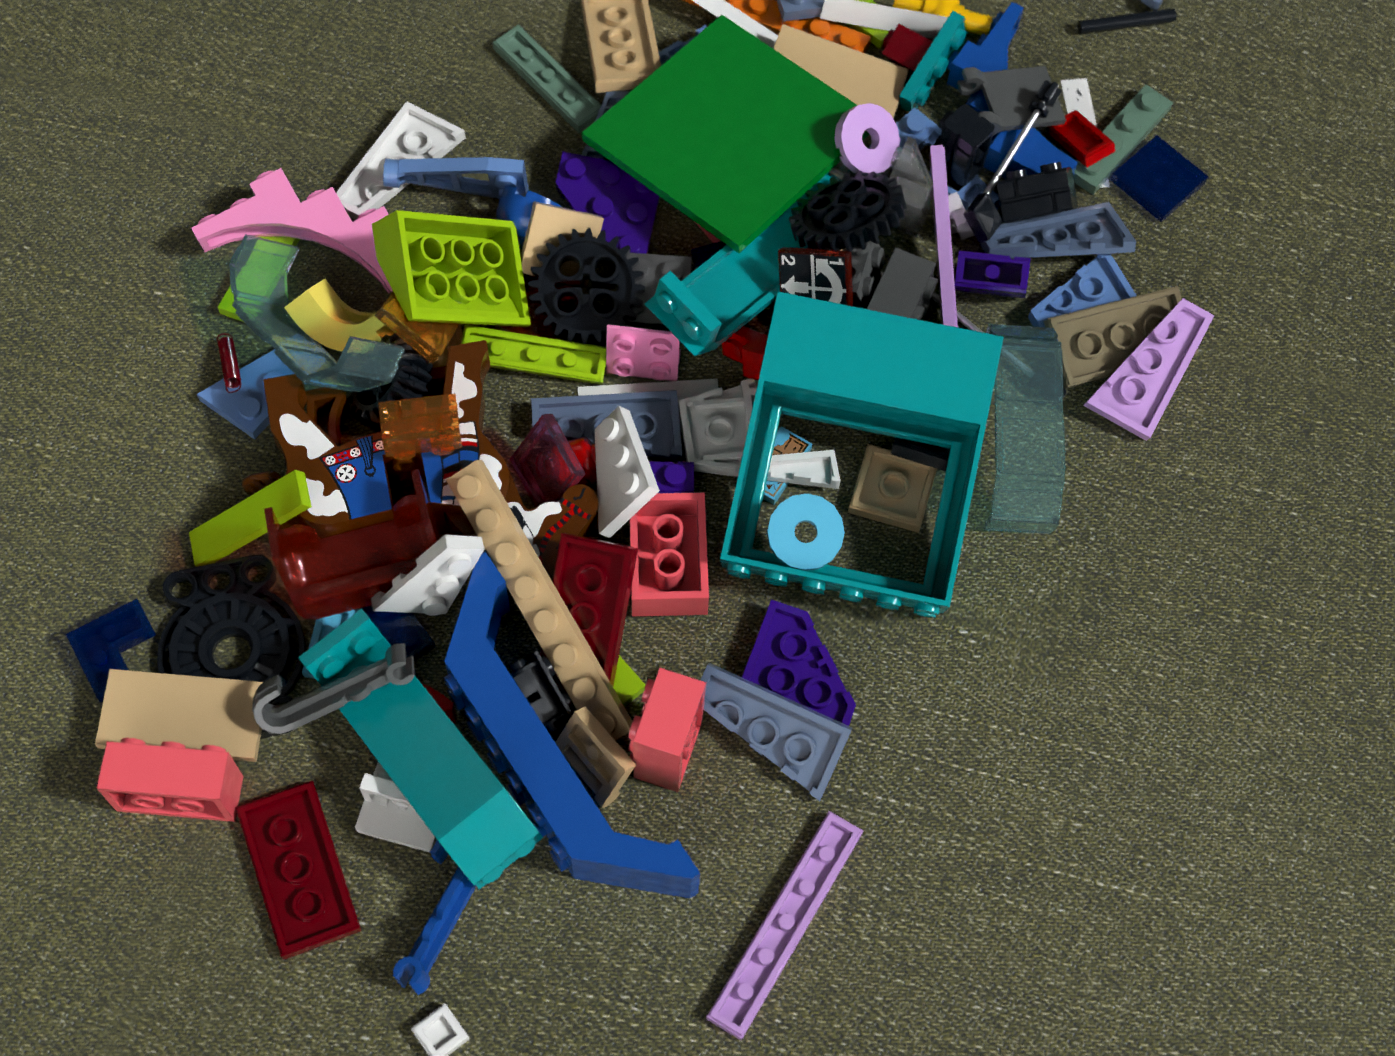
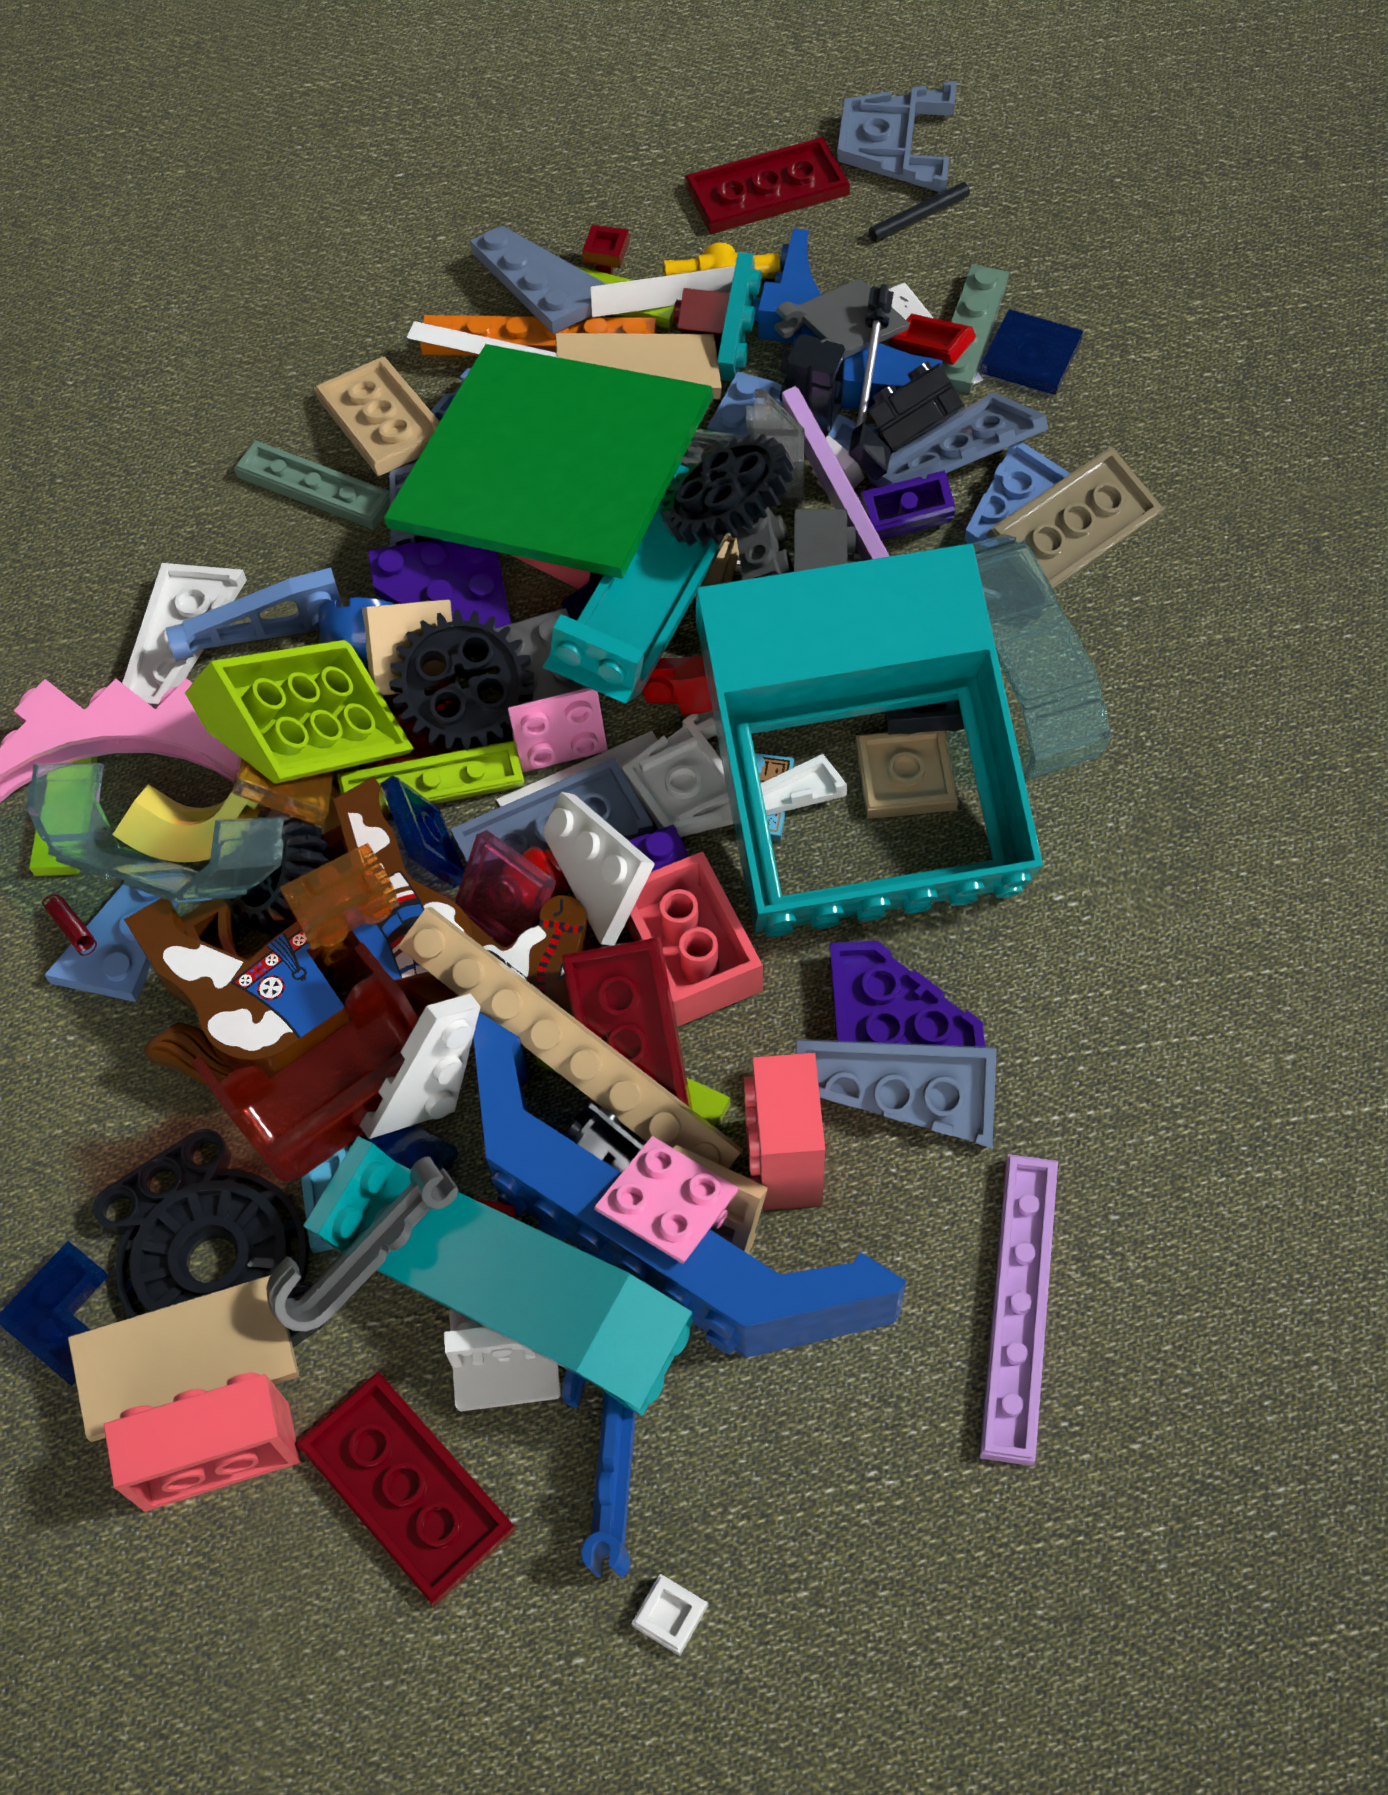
camera: 15 degrees left, 5 degrees down
(247, 518) = (172, 1088): lime tile -> none
(508, 394) = (423, 831): none -> clear blue tile
(558, 744) = (667, 1199): none -> bright pink hinge
(816, 274) = (719, 560): tile -> none
(816, 512) = (845, 820): medium azure tile -> none
(883, 134) = (725, 399): lavender tile -> none
(1149, 376) = (1127, 550): lavender wing -> none

